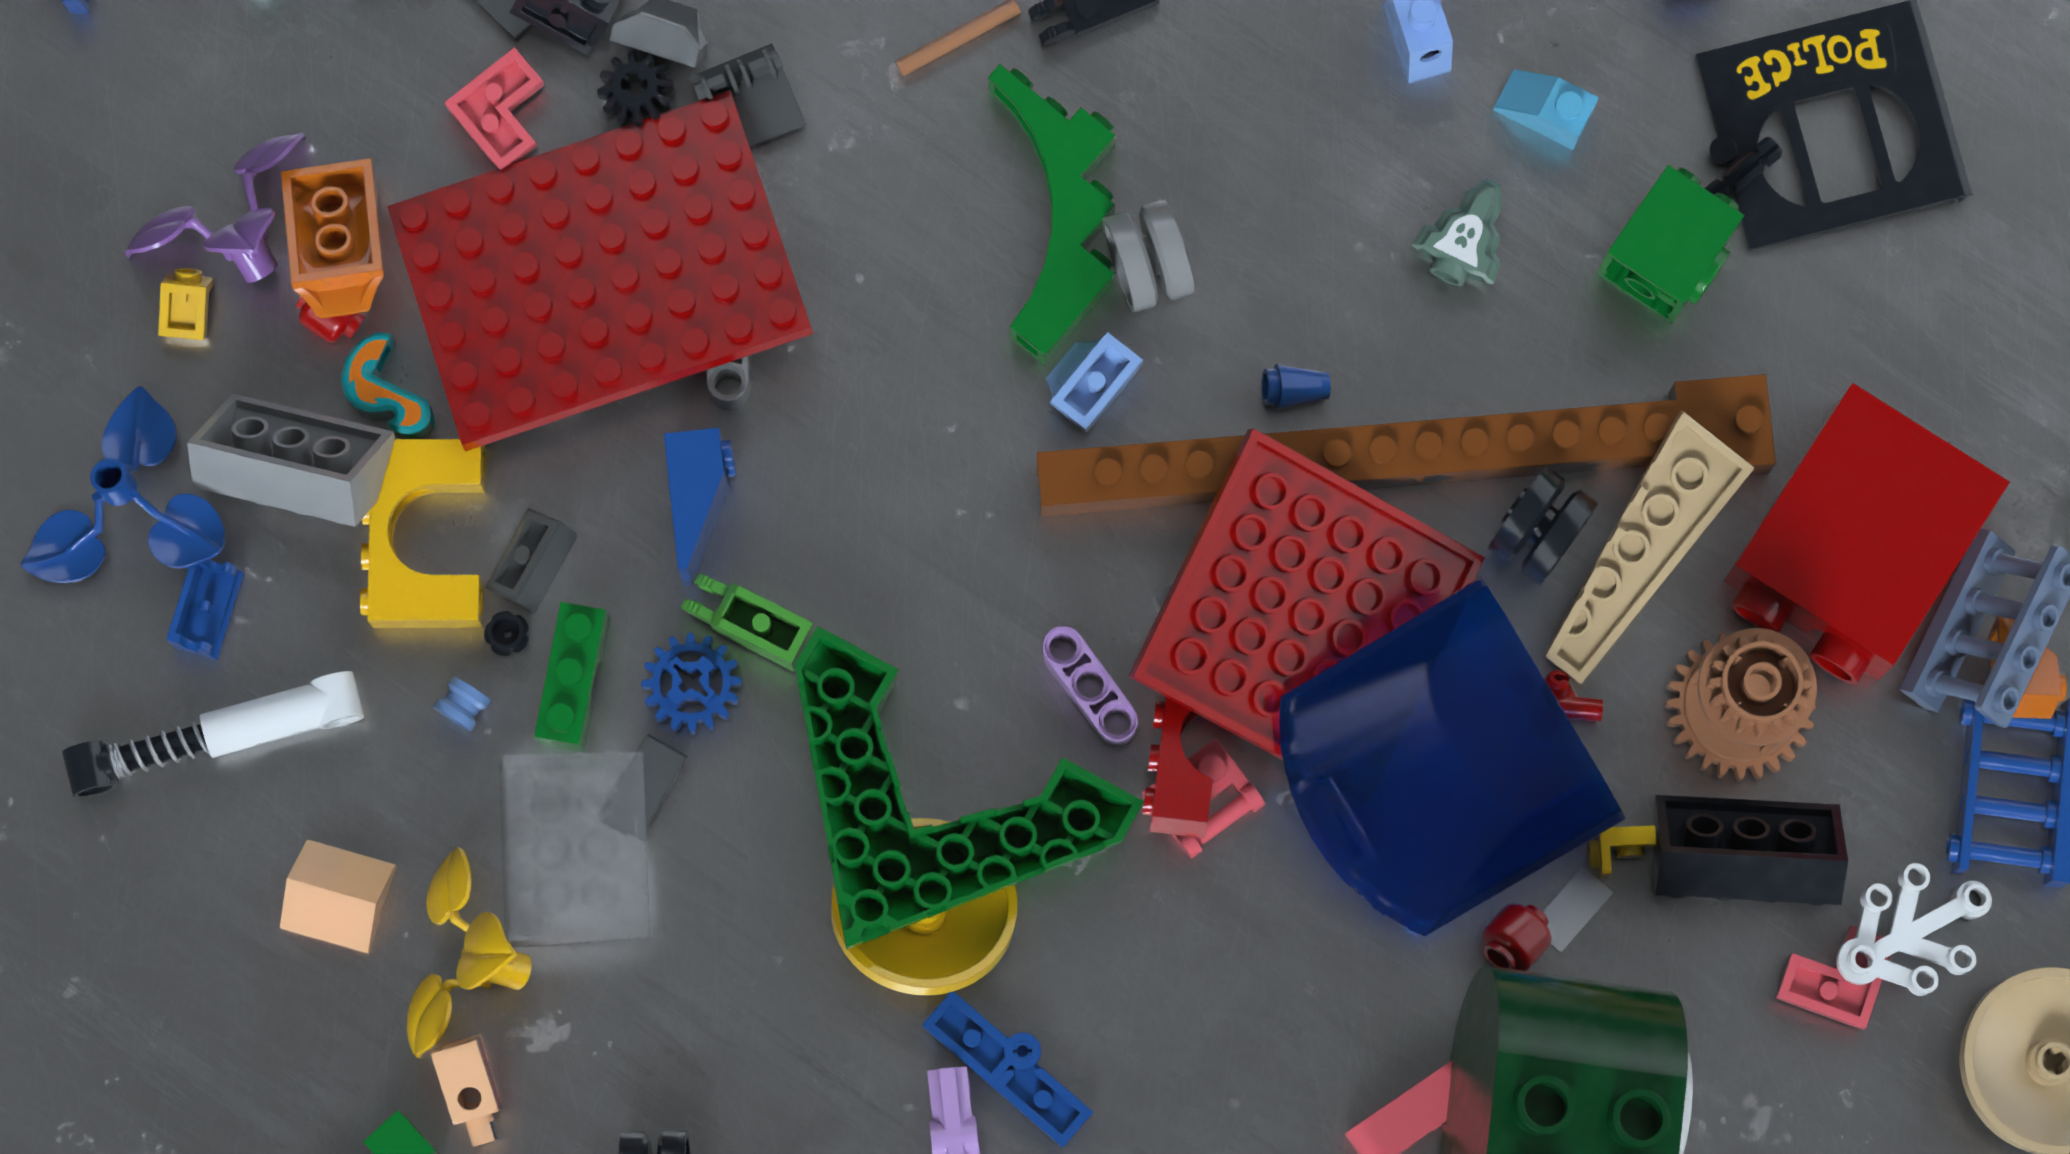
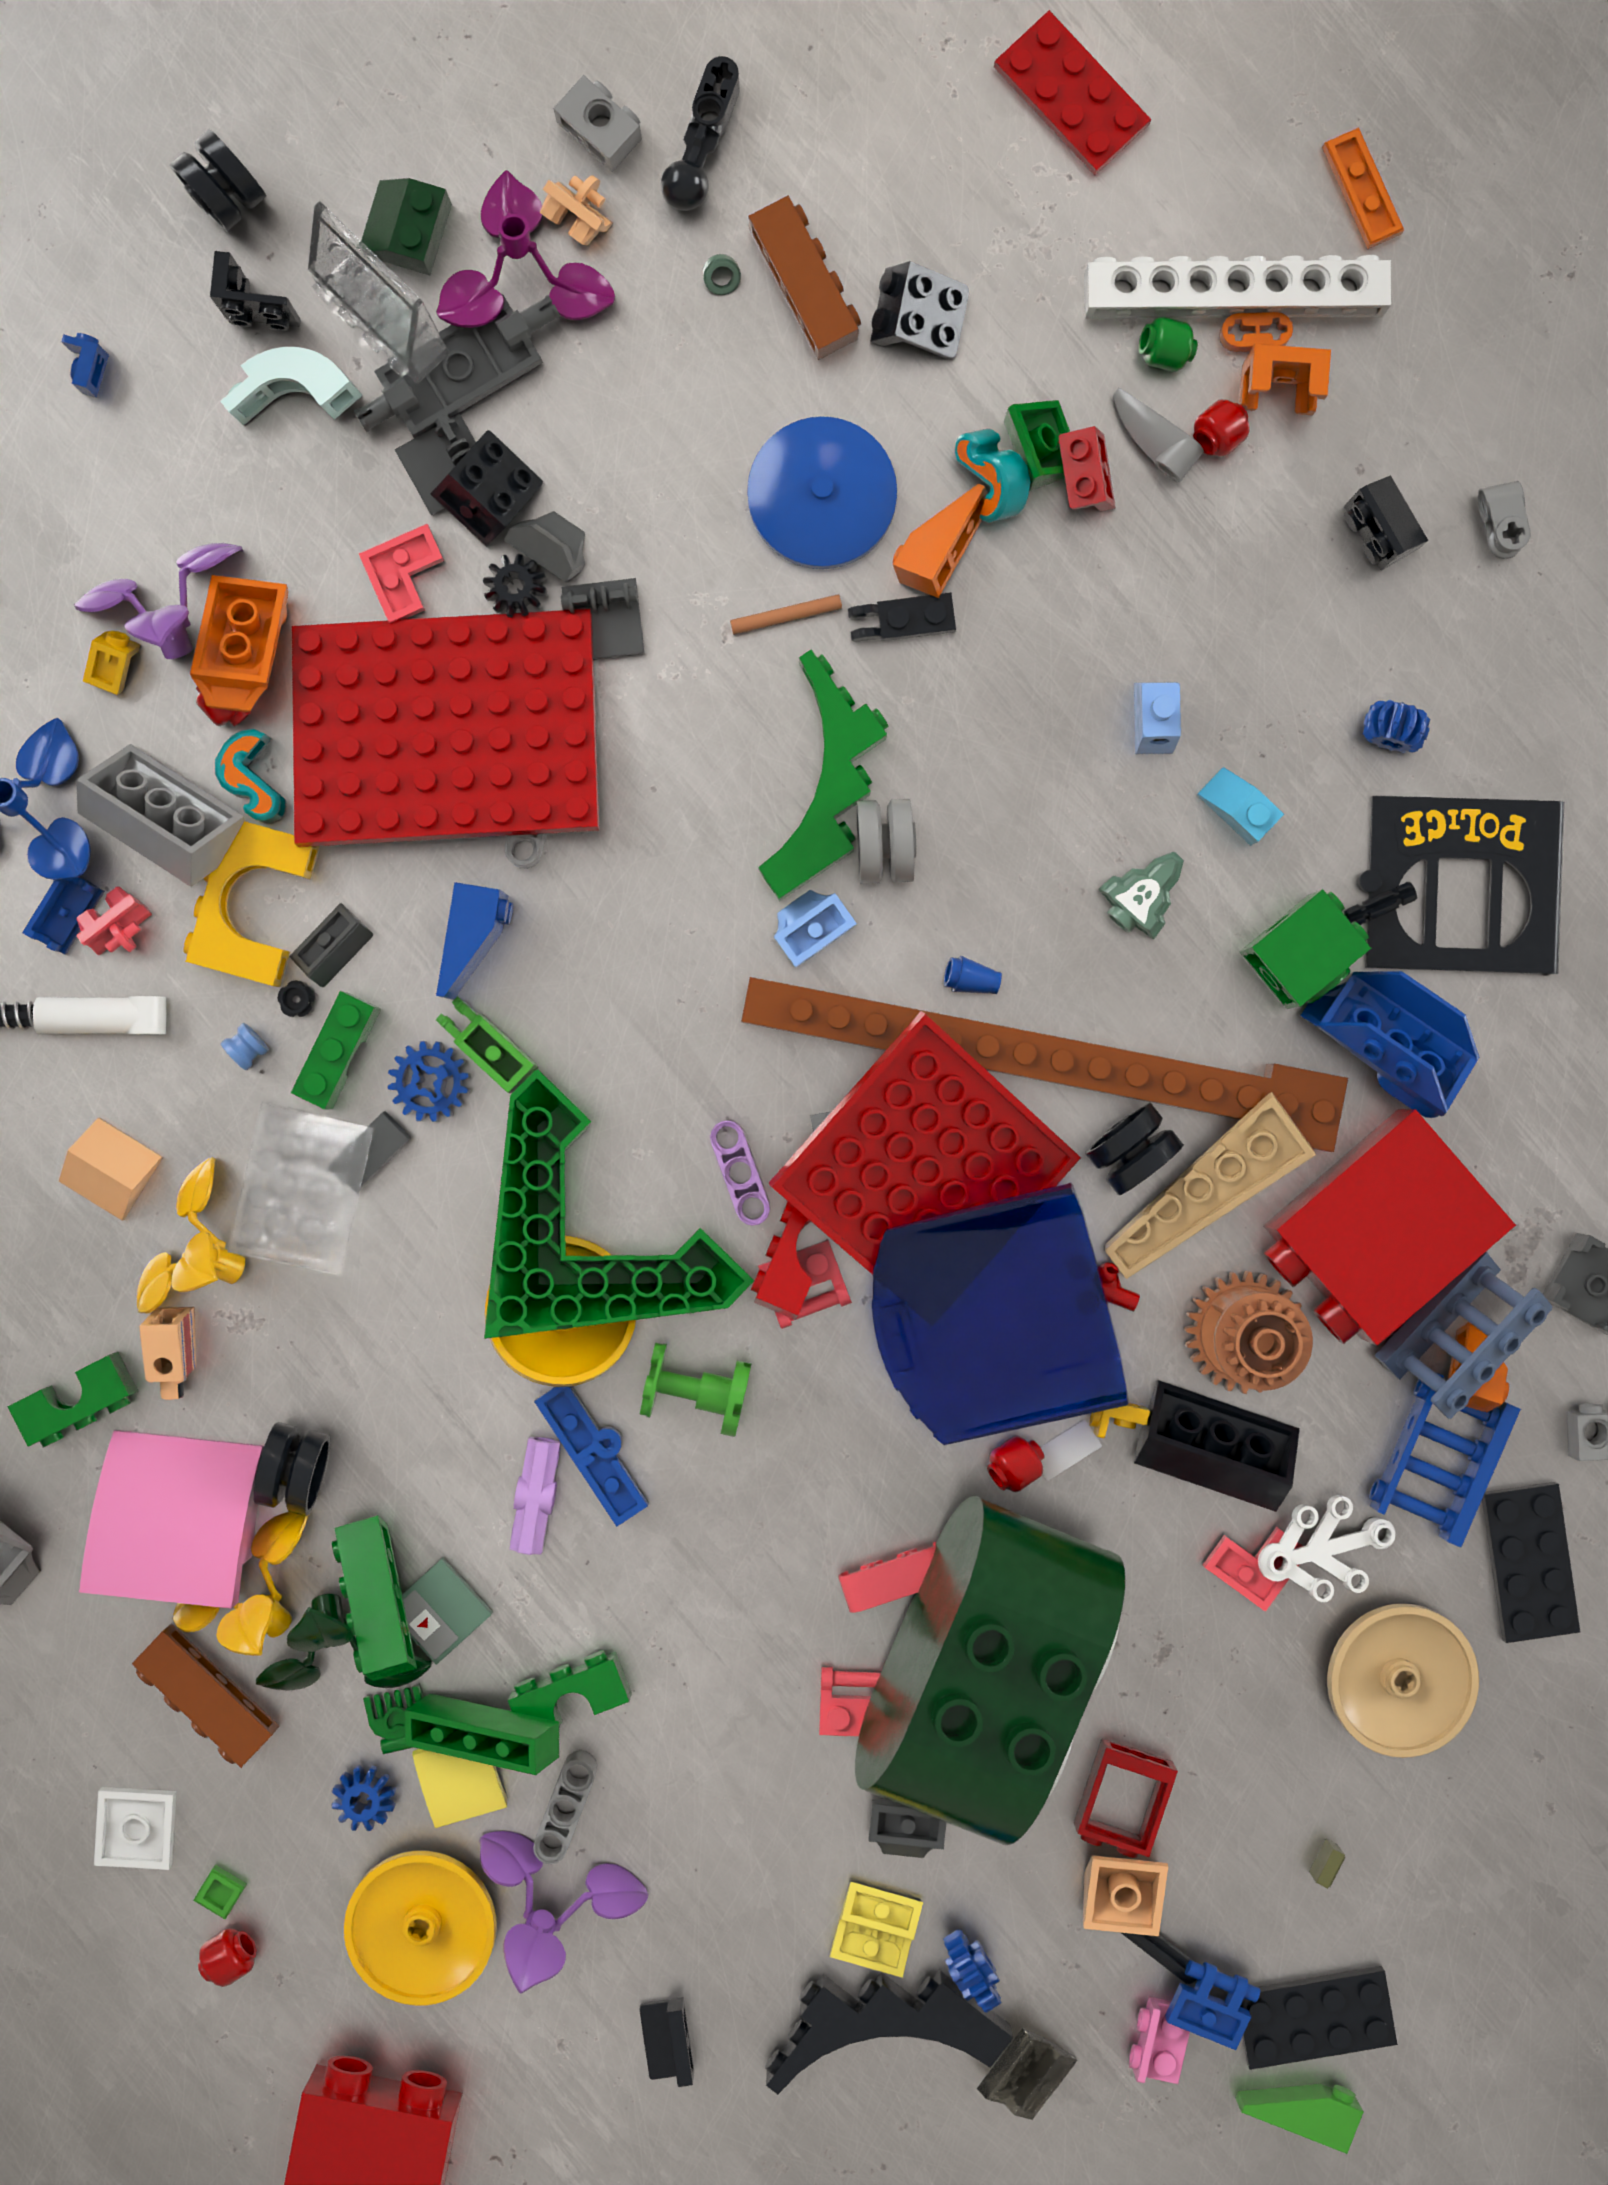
camera: 20 degrees right, 10 degrees up
(270, 606) = (114, 926): none -> coral hips
(1131, 951) = (711, 1393): none -> bright green piece
(1813, 305) = (1403, 1034): none -> blue slope

